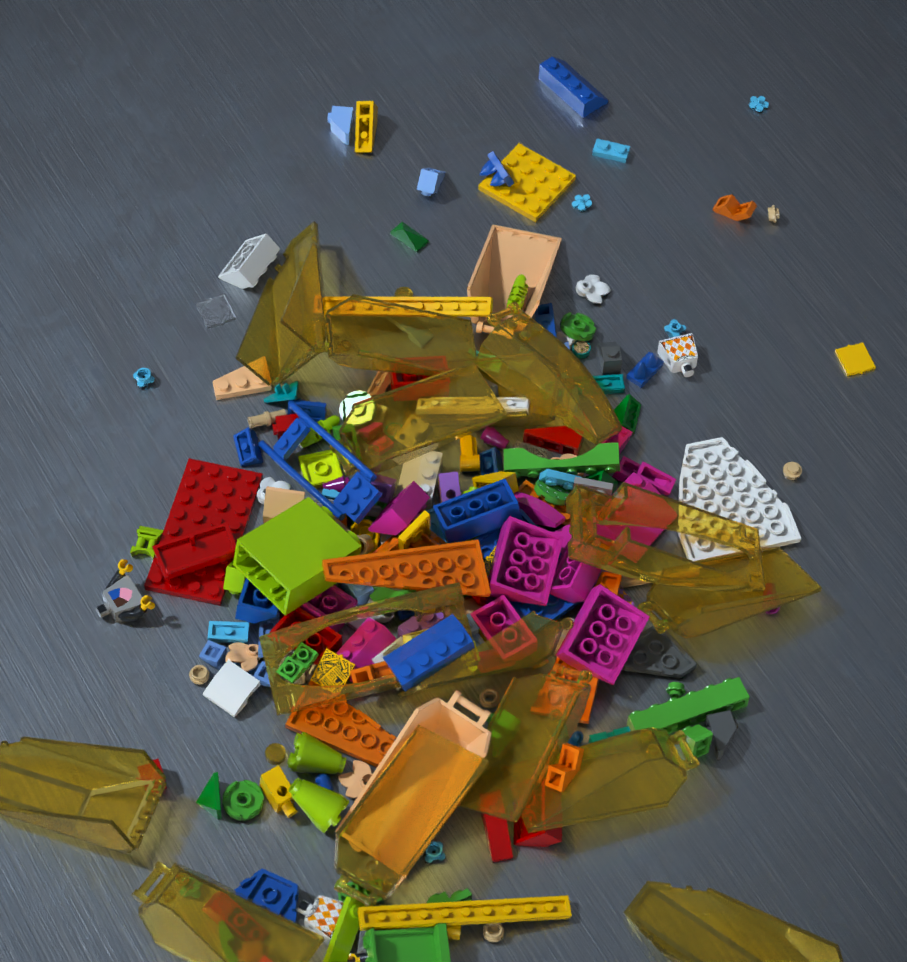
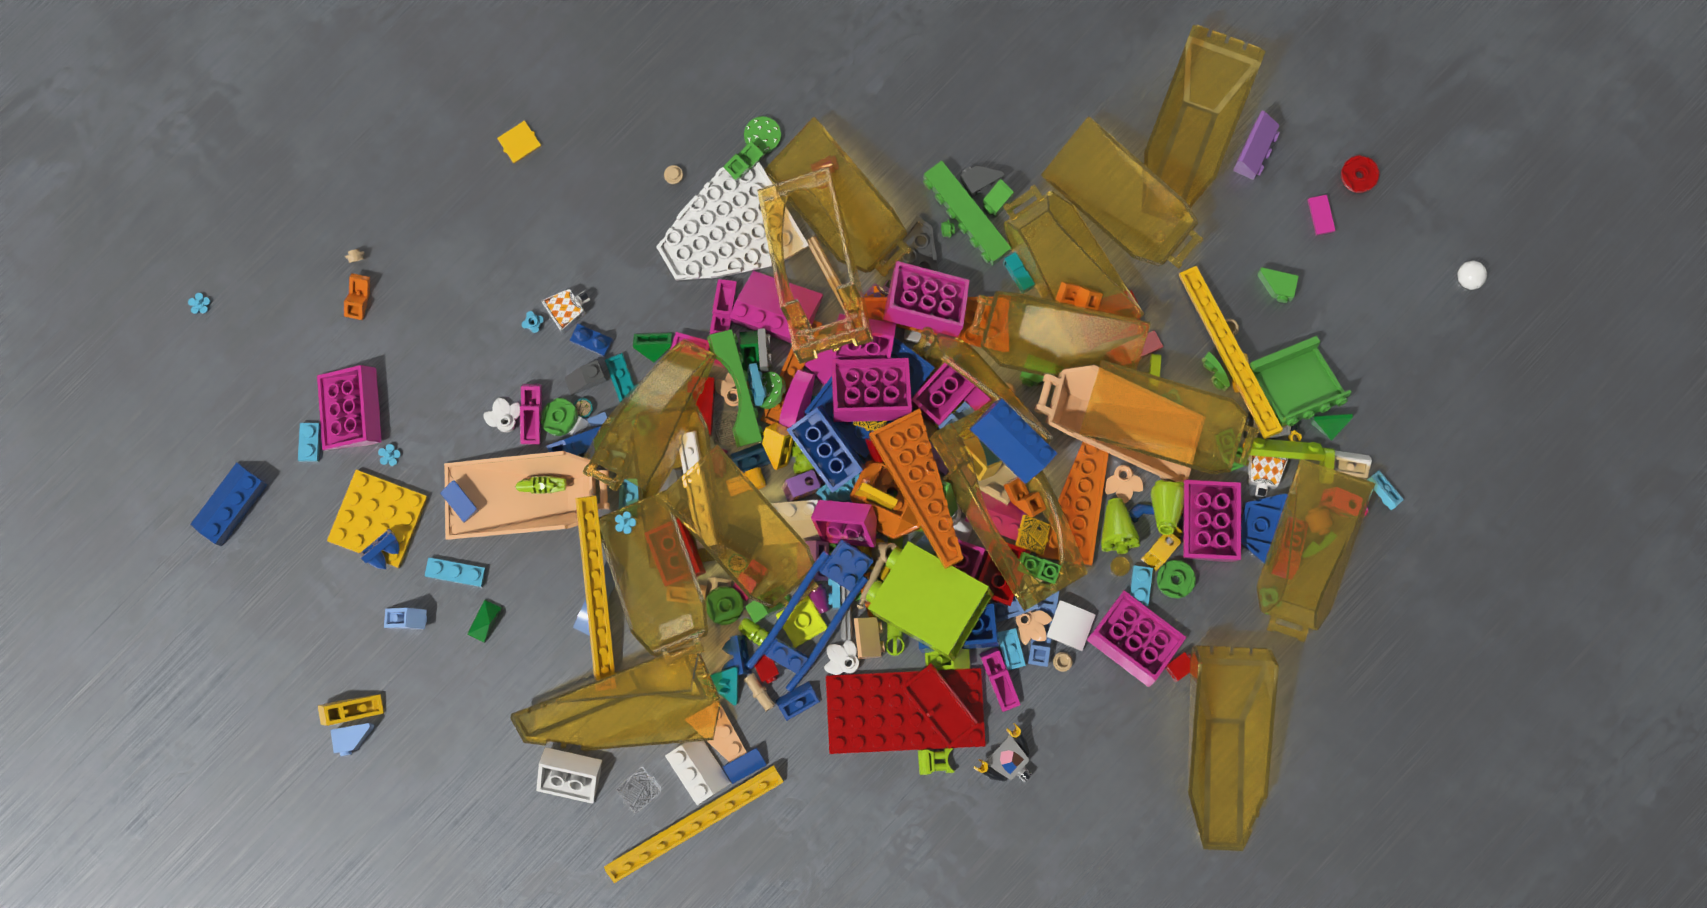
camera: 100 degrees left, 25 degrees up
(143, 372) = (744, 839): medium azure plate -> none
(168, 342) = (693, 824): none -> yellow plate
(196, 742) = (1136, 638): none -> dark pink slope
(201, 612) = (999, 679): none -> dark pink slope
(205, 392) = (744, 765): none -> blue slope
(210, 797) = (1183, 608): green slope -> none
(213, 353) = (698, 770): none -> white slope
(247, 766) = (1141, 584): none -> medium azure plate
(290, 841) = (1212, 520): none -> dark pink slope
(403, 292) = (565, 603): clear yellow tile -> none
(458, 338) = (625, 522): none -> medium azure plant
(460, 225) = (455, 572): none -> medium azure plate
(467, 841) = (1155, 364): none -> lime beam
(523, 239) = (459, 501): none -> slope
(597, 310) = (530, 413): none -> dark pink slope
(632, 182) = (349, 408): none -> dark pink slope
(661, 853) = (1123, 196): none -> clear yellow windscreen
(790, 526) = (744, 160): none -> bright green slope
(816, 554) = (763, 133): none -> bright green tile

